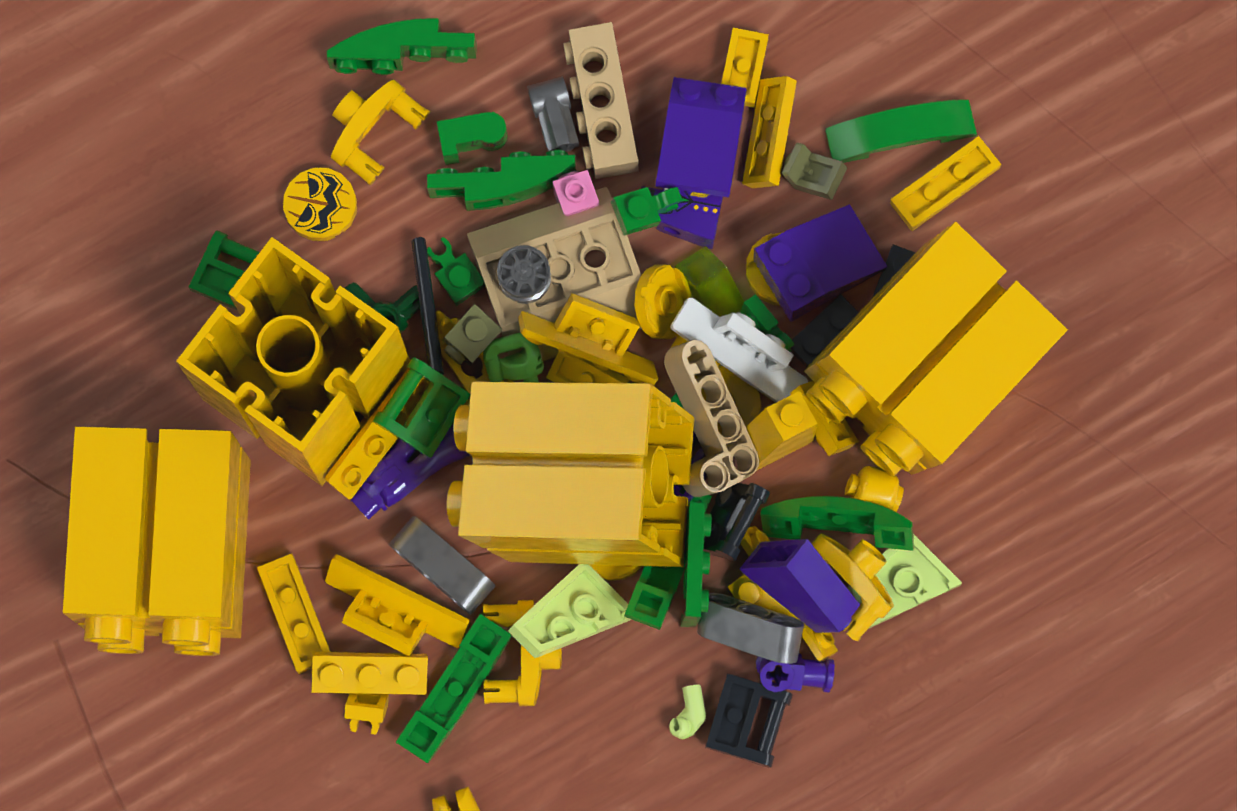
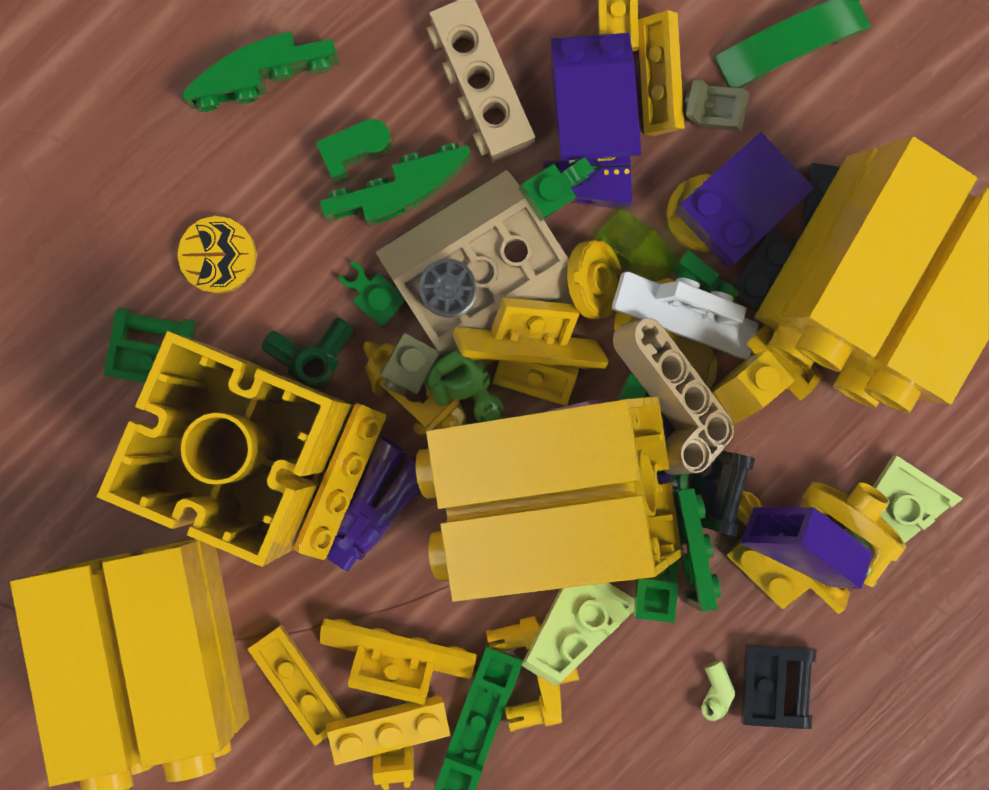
camera: 15 degrees left, 10 degrees up
(361, 116) = (235, 154): yellow connector -> none
(427, 305) = (354, 341): black bar -> none
(432, 413) = (387, 458): green plate -> none
(442, 565) = (432, 602): flat silver beam -> none
(552, 106) = (431, 98): flat silver piece -> none
(575, 192) = (477, 185): bright pink bracket -> none
(751, 628) = (768, 599): flat silver beam -> none
(795, 675) = (813, 628): dark purple connector -> none
(840, 514) = (880, 463): green slope -> none
(875, 487) = (853, 426): yellow head -> none
(945, 183) = (852, 86): yellow plate -> none

